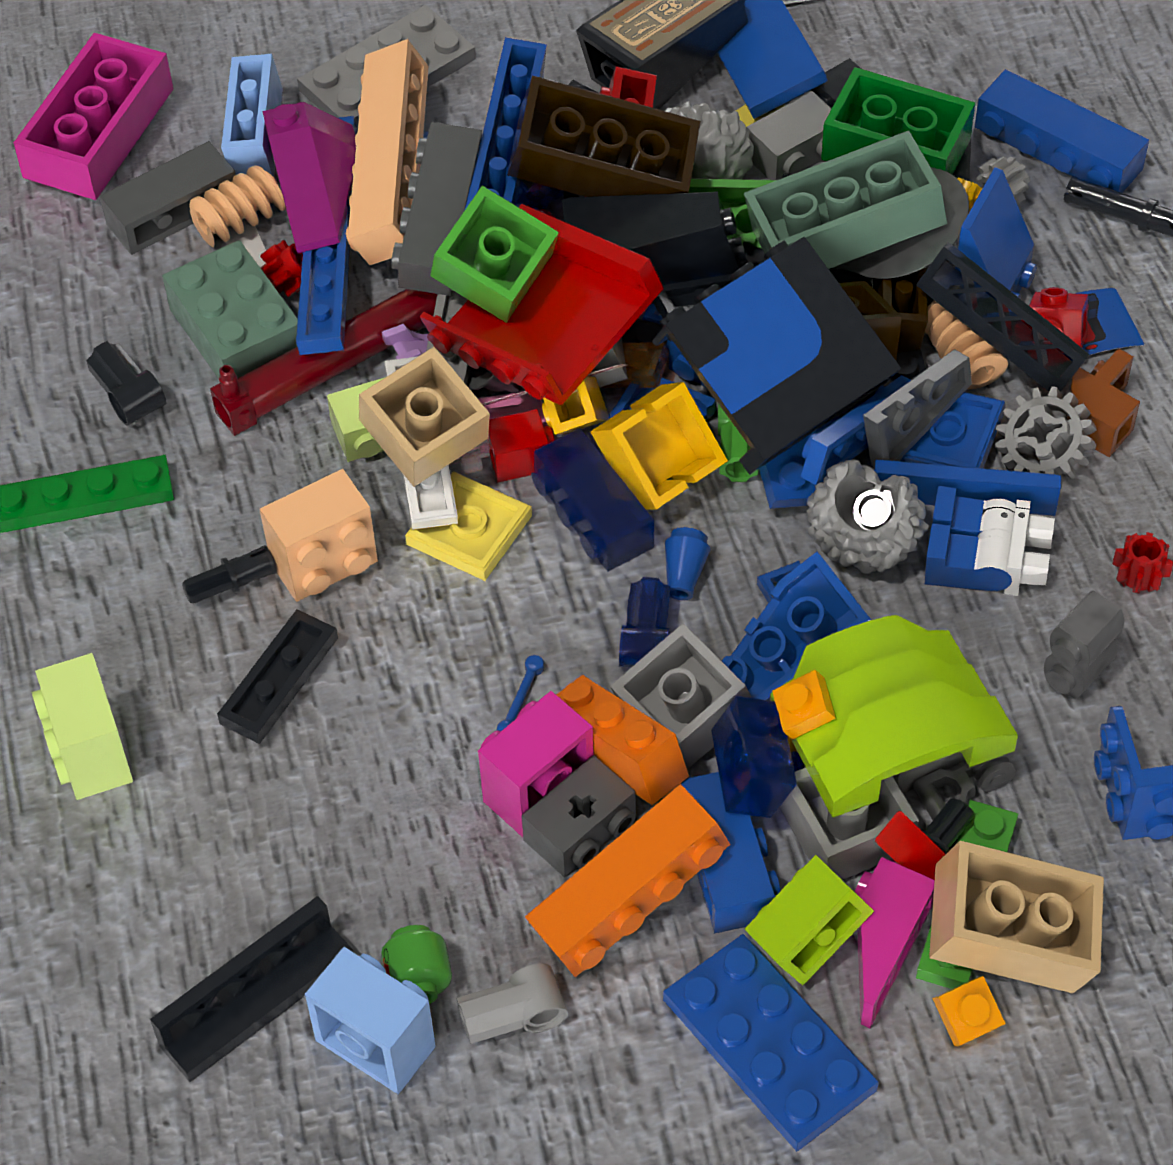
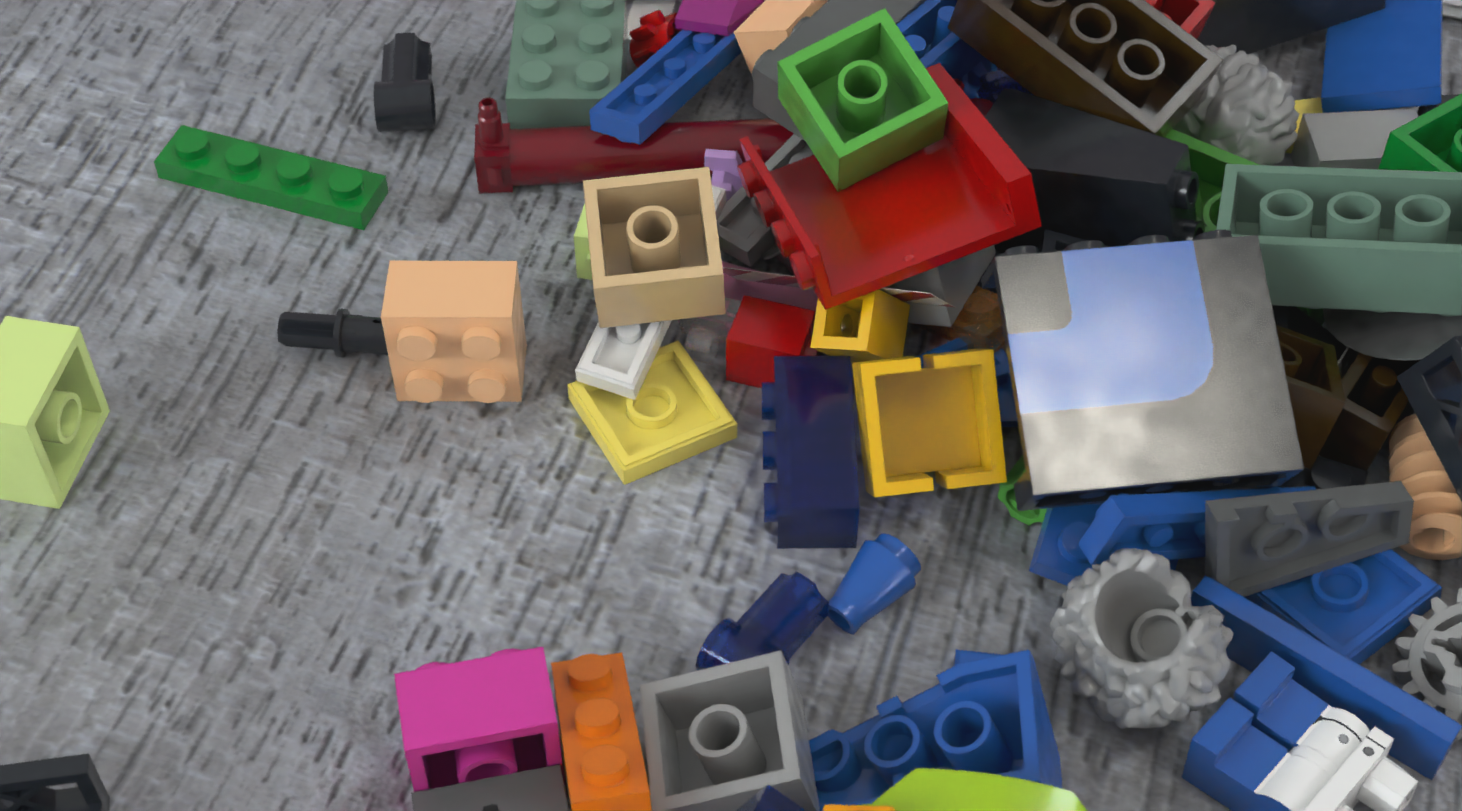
camera: 30 degrees right, 5 degrees down
(277, 676) = (296, 470): black plate -> none
(534, 666) = (599, 616): blue hinge -> none

